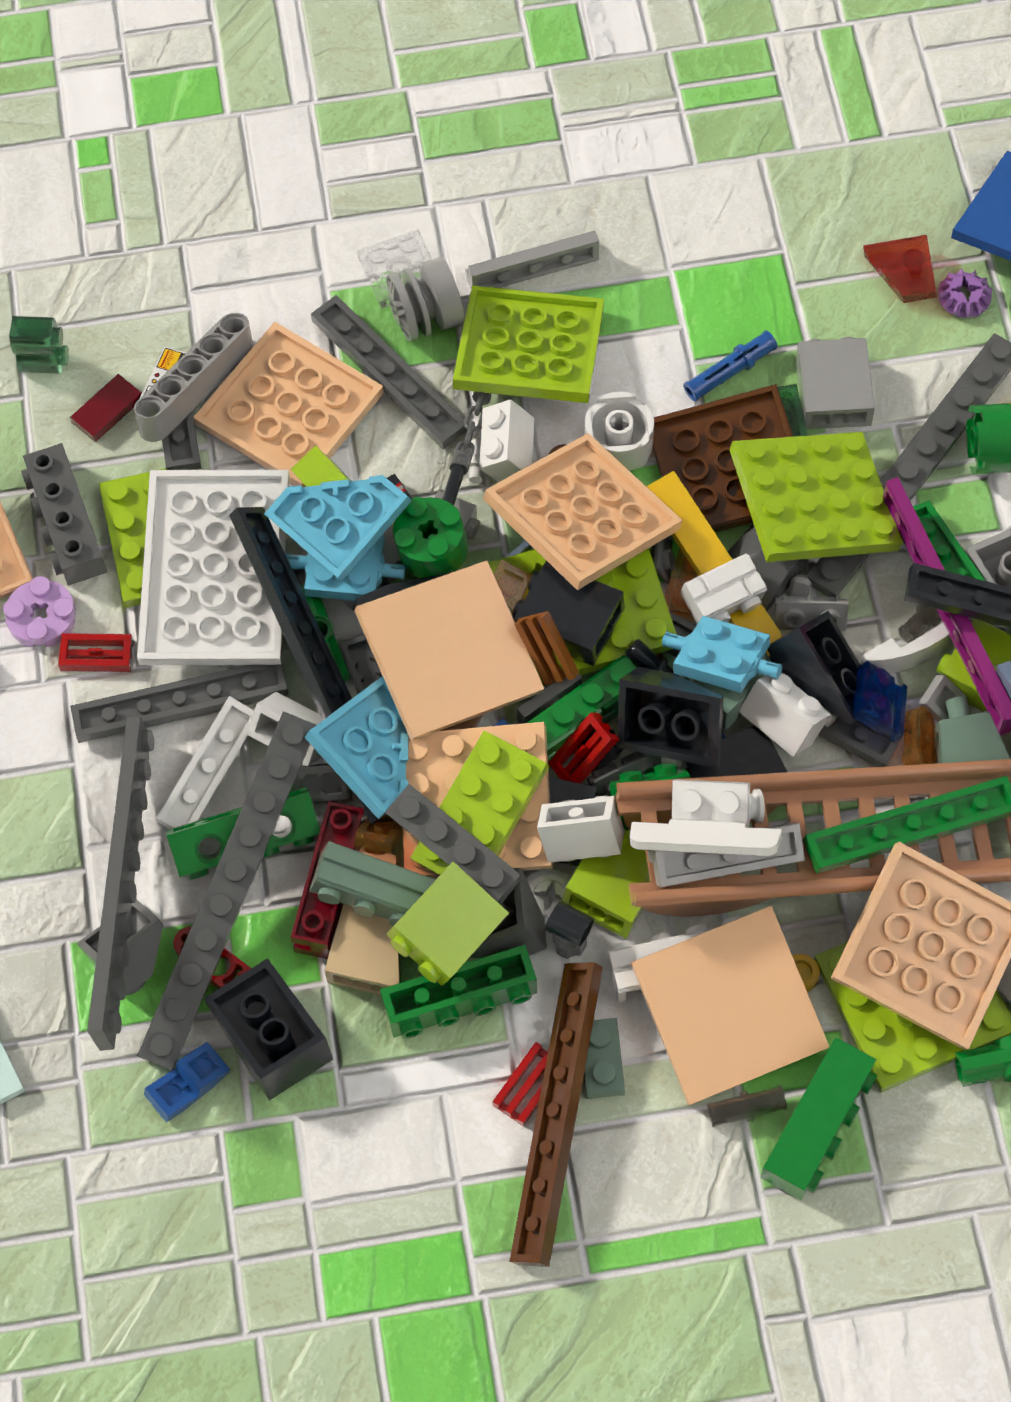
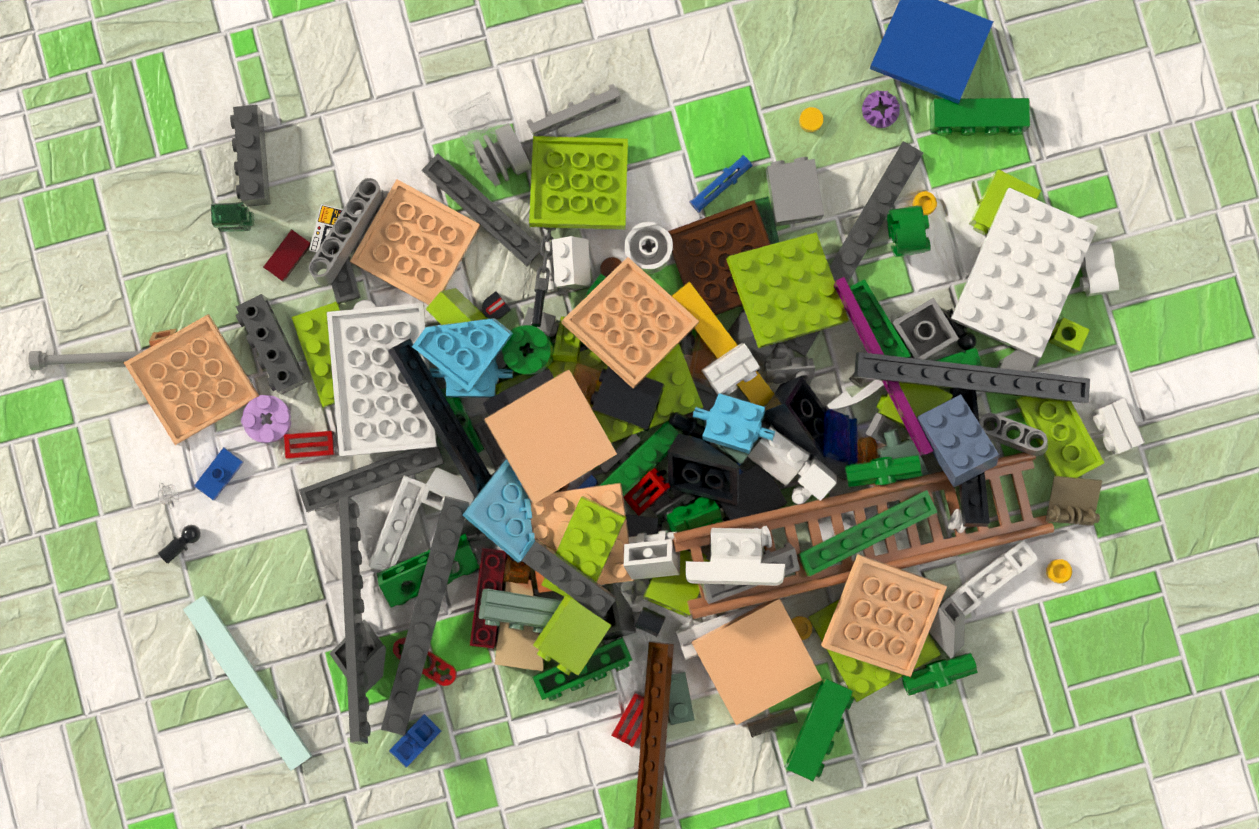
camera: 10 degrees left, 20 degrees up
(78, 277) = (251, 155): none -> dark grey brick
(269, 1029) = (462, 704): black slope -> none
(490, 540) = (566, 345): none -> lime plate
(542, 649) = (615, 427): dark orange tile -> none
(836, 745) = (815, 480): none -> white brick
(865, 299) = (811, 119): none -> yellow tile
(904, 267) = (837, 92): clear red wing -> none
(941, 743) = (883, 470): none -> green piece

